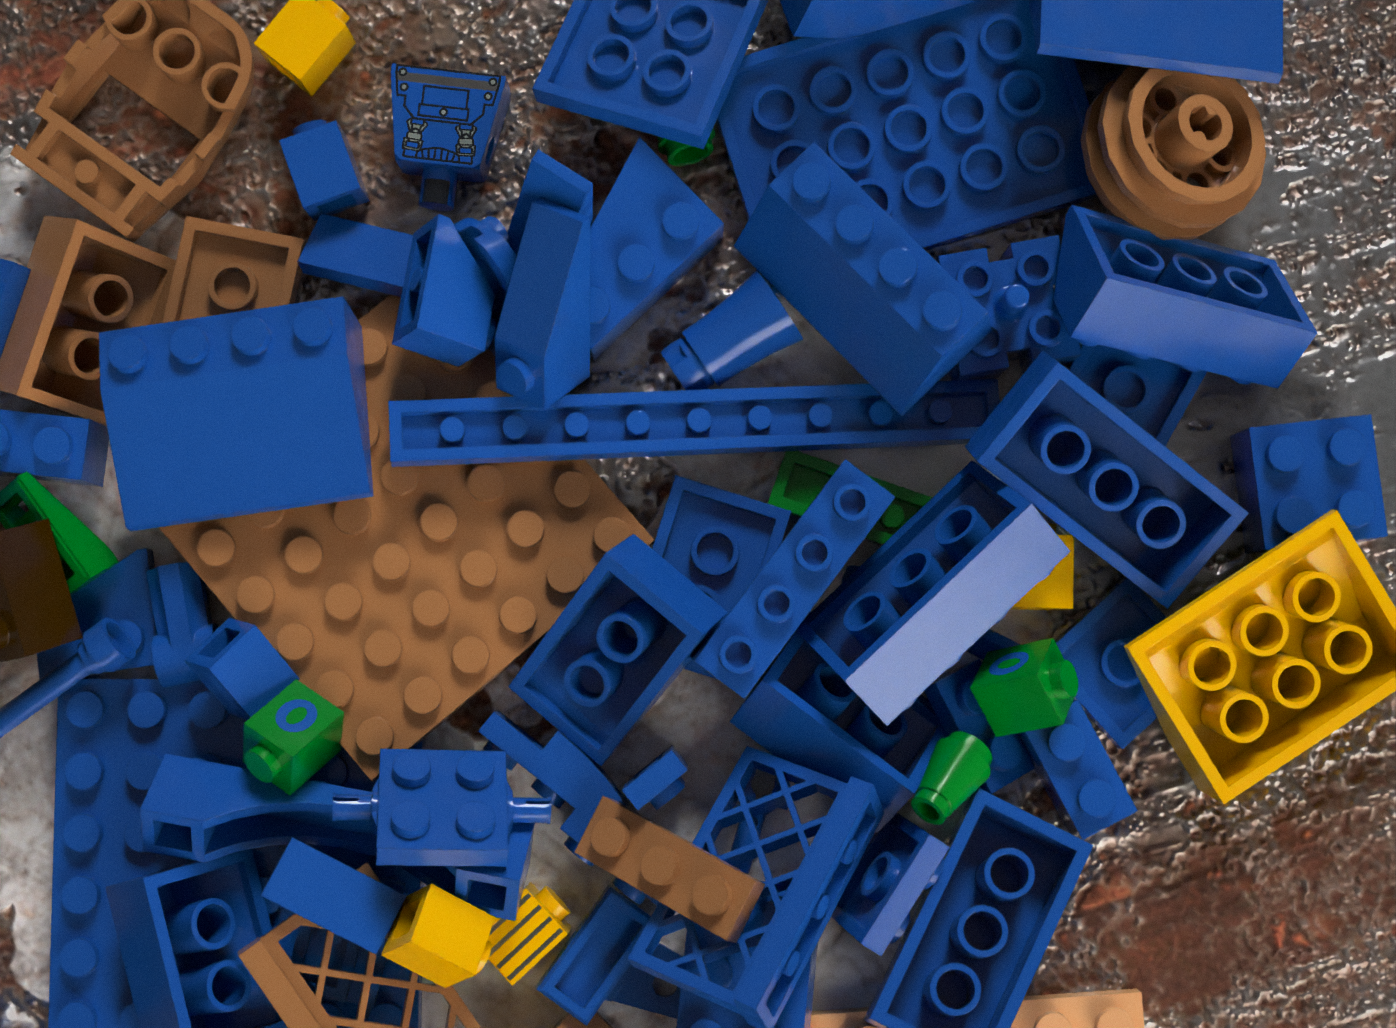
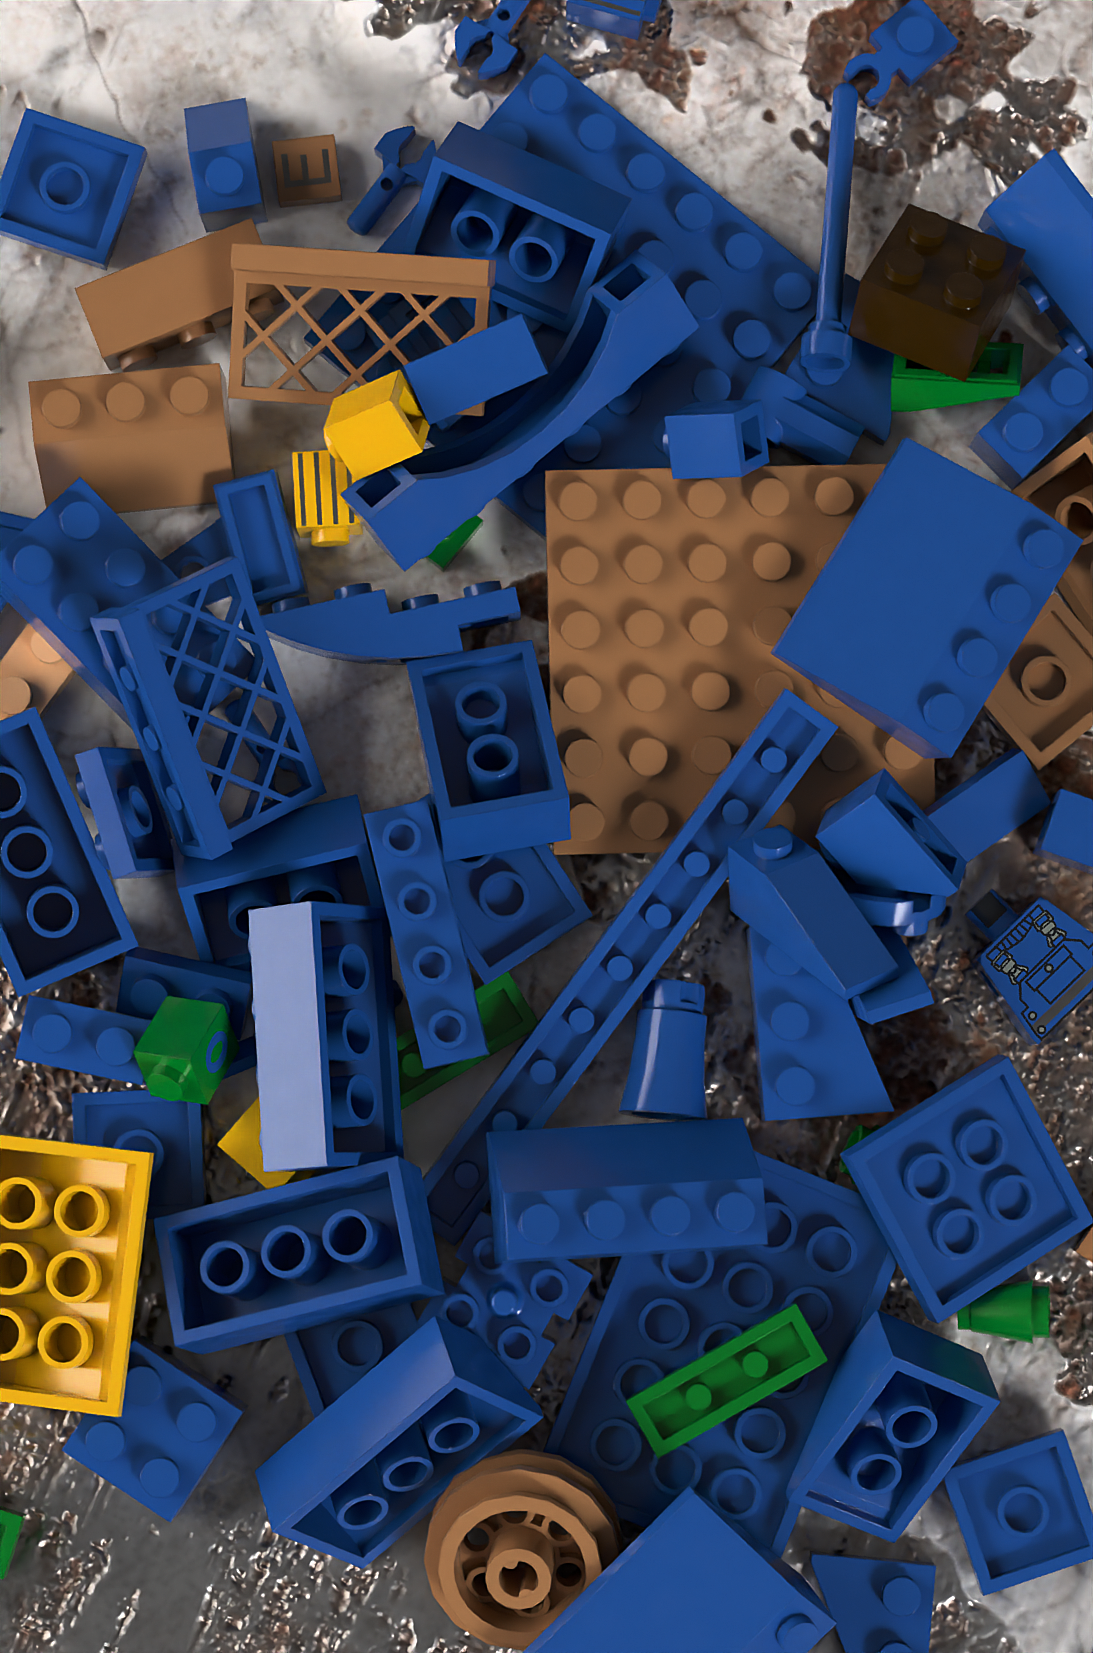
camera: 130 degrees right, 0 degrees up
(292, 737) = (629, 435): green brick -> none
(442, 808) = (475, 508): blue plate -> none
(657, 780) = (358, 697): blue plate -> none
(670, 869) = (279, 646): medium nougat plate -> none
(932, 103) = (726, 1380): none -> green plate
(952, 775) = (166, 932): green cone -> none

